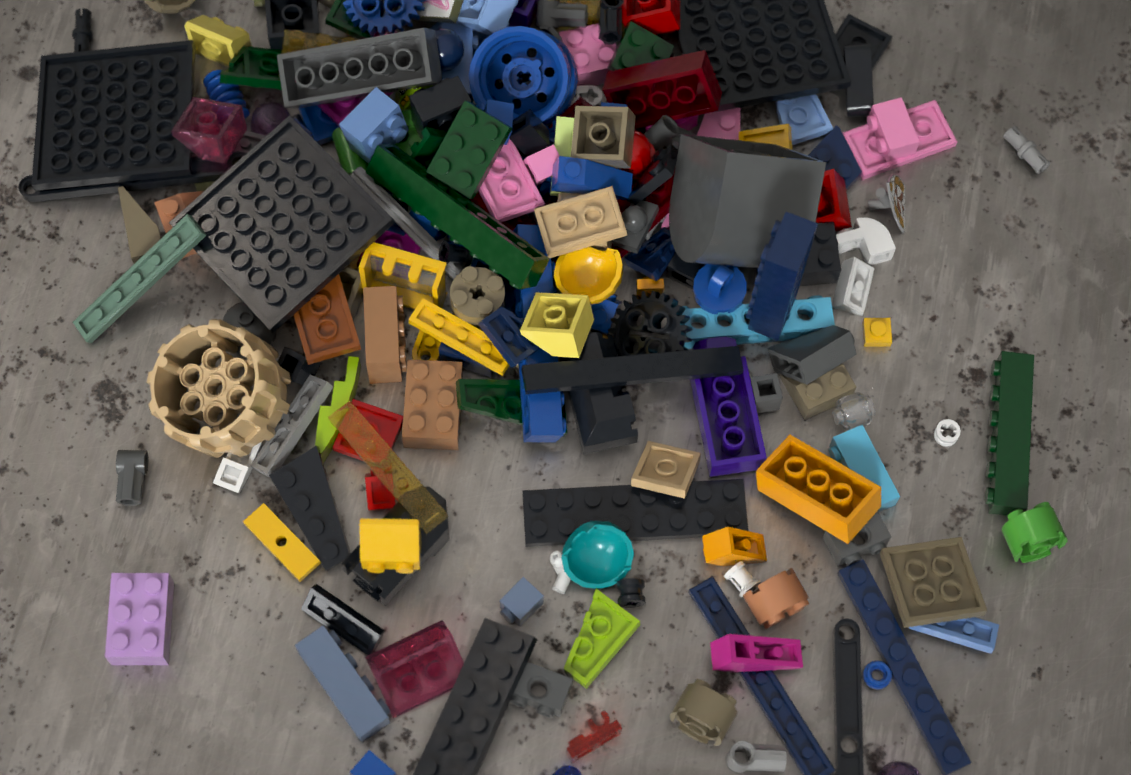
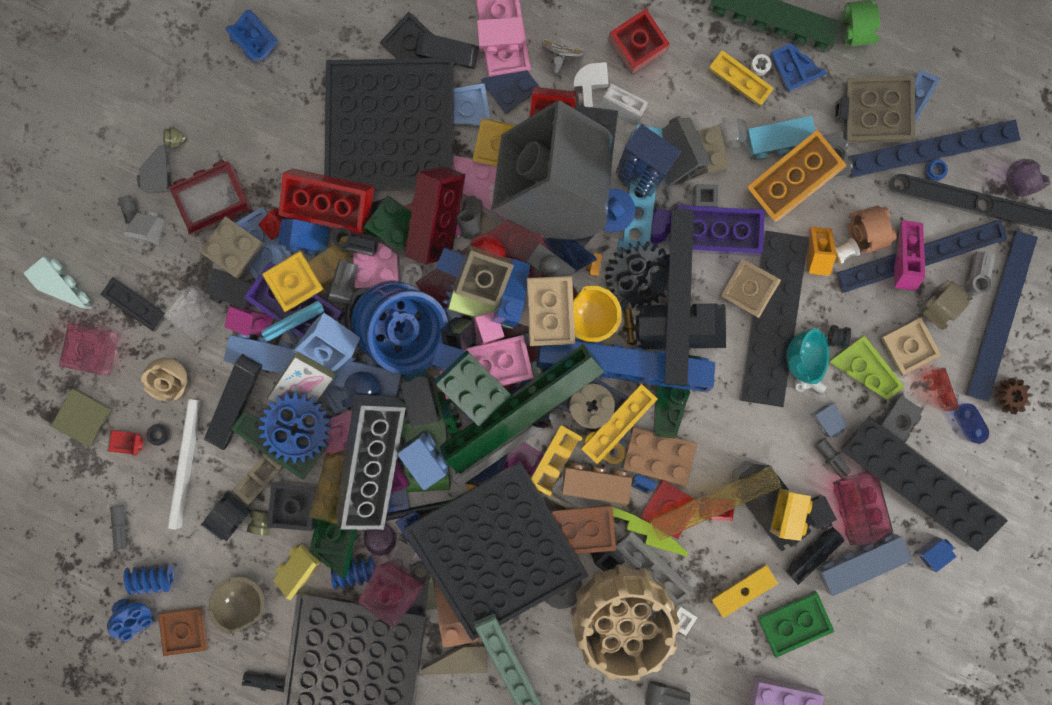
camera: 75 degrees left, 20 degrees up
(249, 617) = (795, 624): none -> green tile
(309, 498) = (716, 565): black wing -> none
(394, 394) = (643, 483): none -> blue tile
(399, 613) = (821, 512): none -> black brick
(473, 618) = (832, 458): none -> dark grey axle
(504, 332) = (636, 384): dark blue wing -> none
(558, 323) = (633, 348): light yellow slope -> none
(640, 687) = (911, 346): none -> tan plate
(656, 174) = (515, 238): black wing -> none
(877, 332) = (666, 95): yellow plate -> none
(919, 536) = (841, 110): none -> black tile
(923, 411) = (740, 78): none -> yellow plate
(931, 281) = (638, 41): none -> red brick
(955, 473) = (795, 67): none -> blue wing

